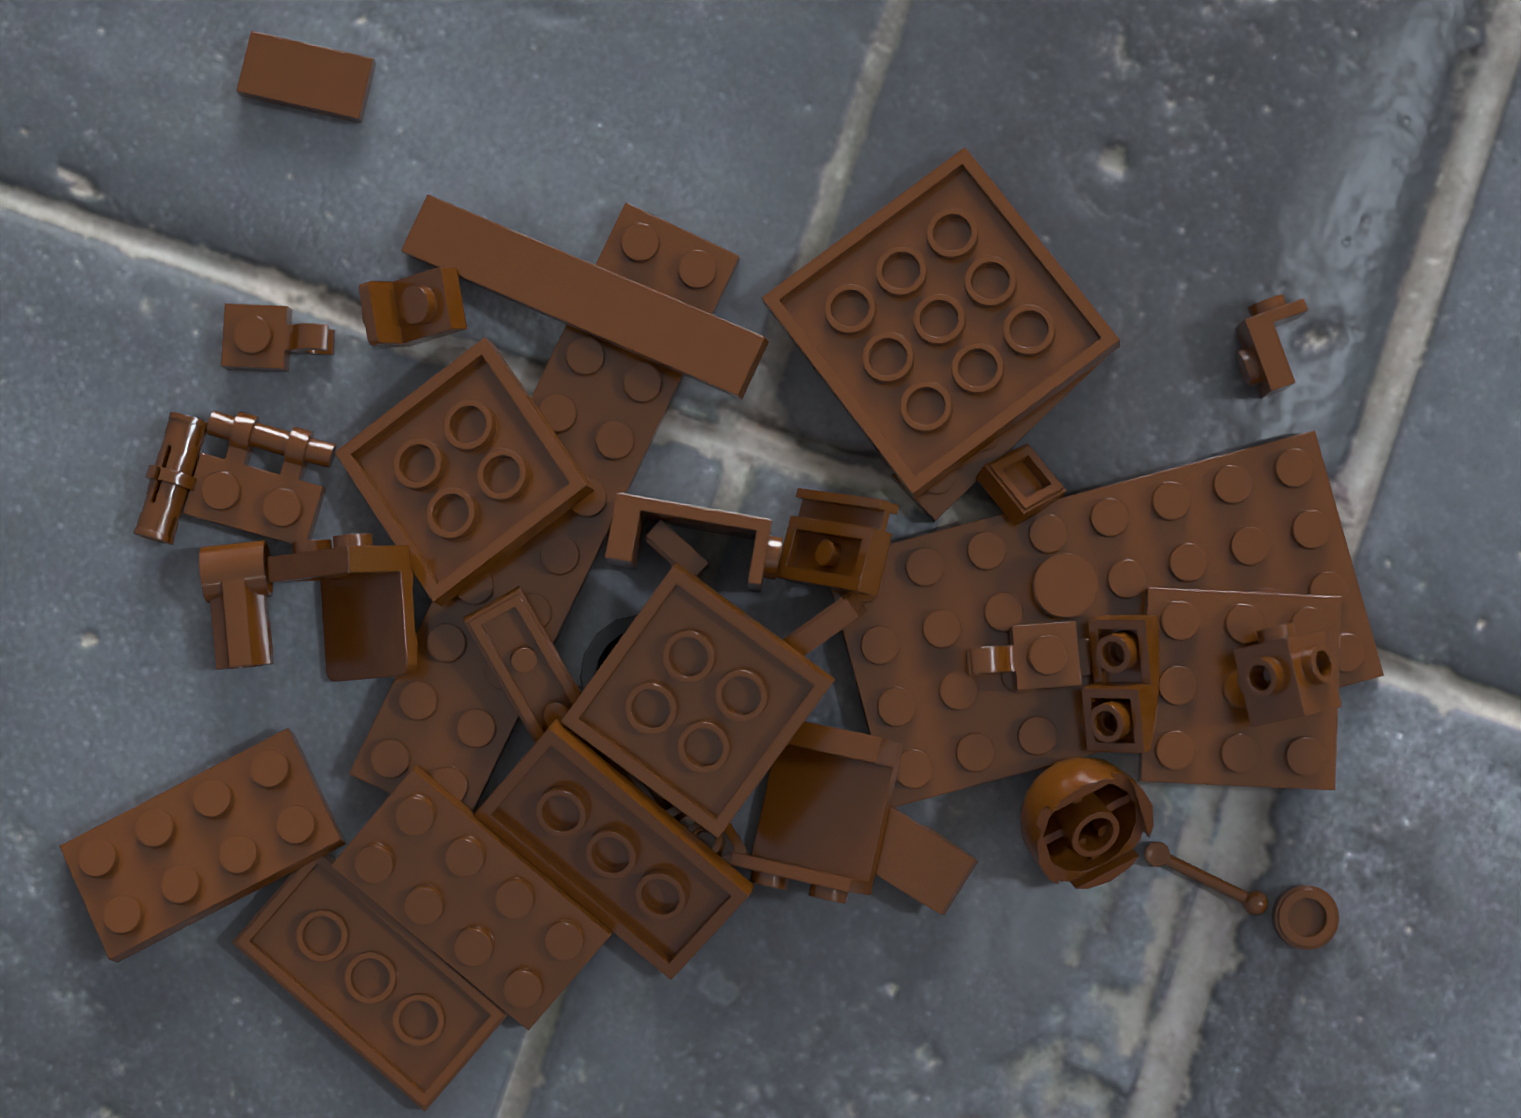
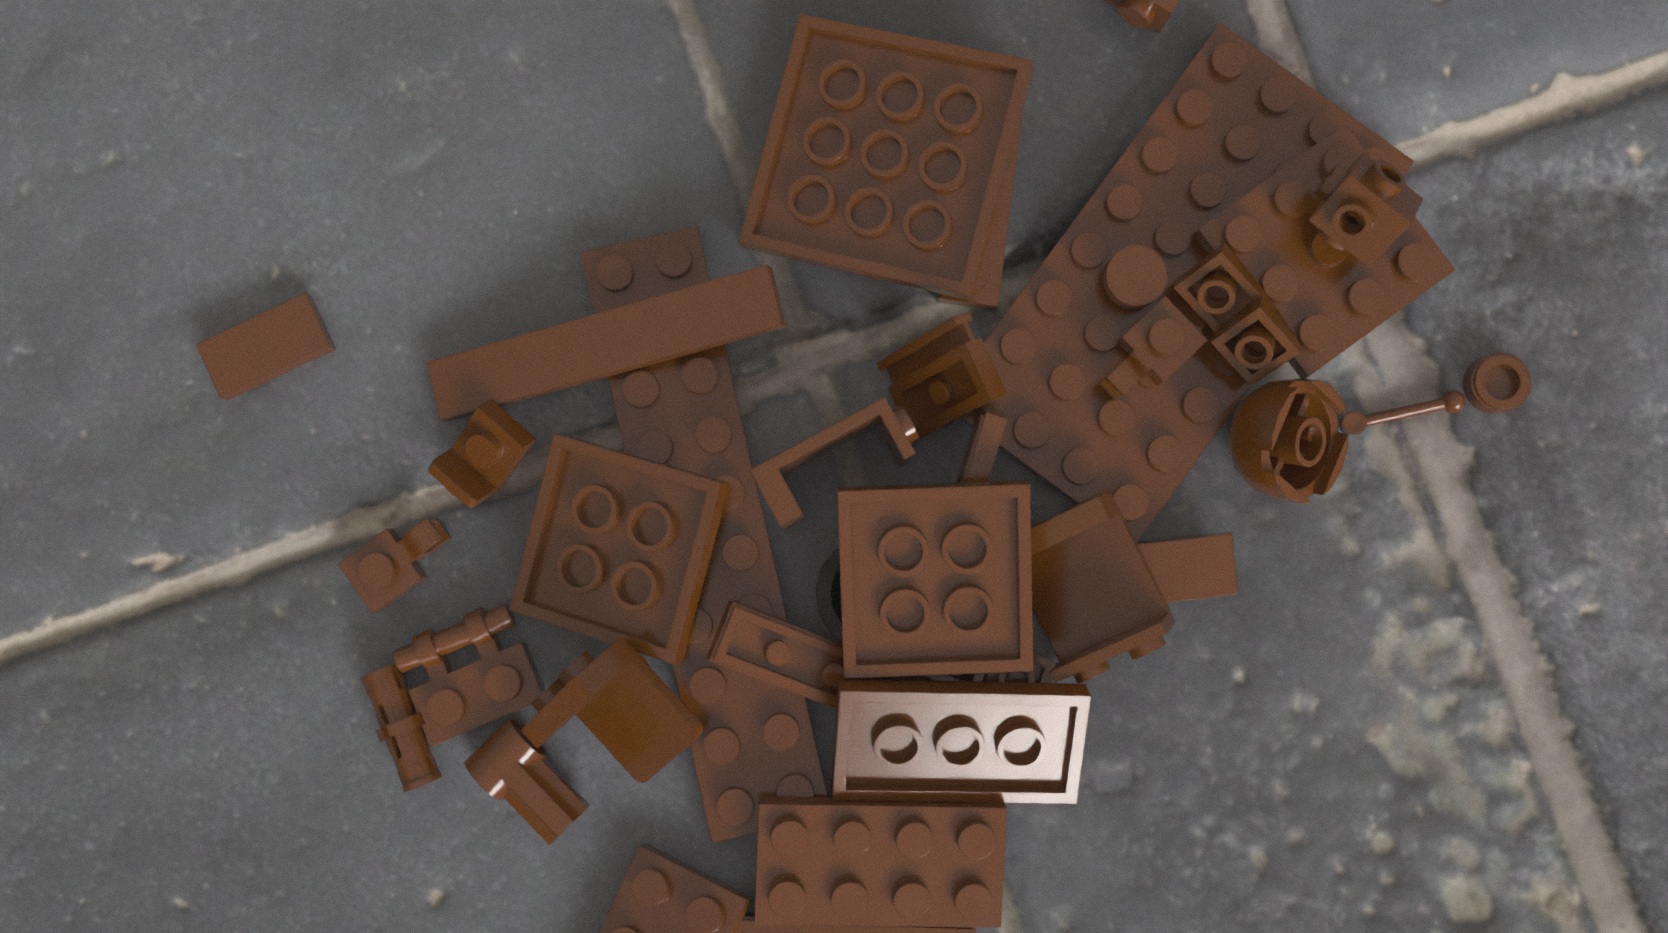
camera: 40 degrees left, 0 degrees up
(675, 549) = (824, 479): reddish brown tile -> none
(1020, 483) = (1039, 229): reddish brown tile -> none

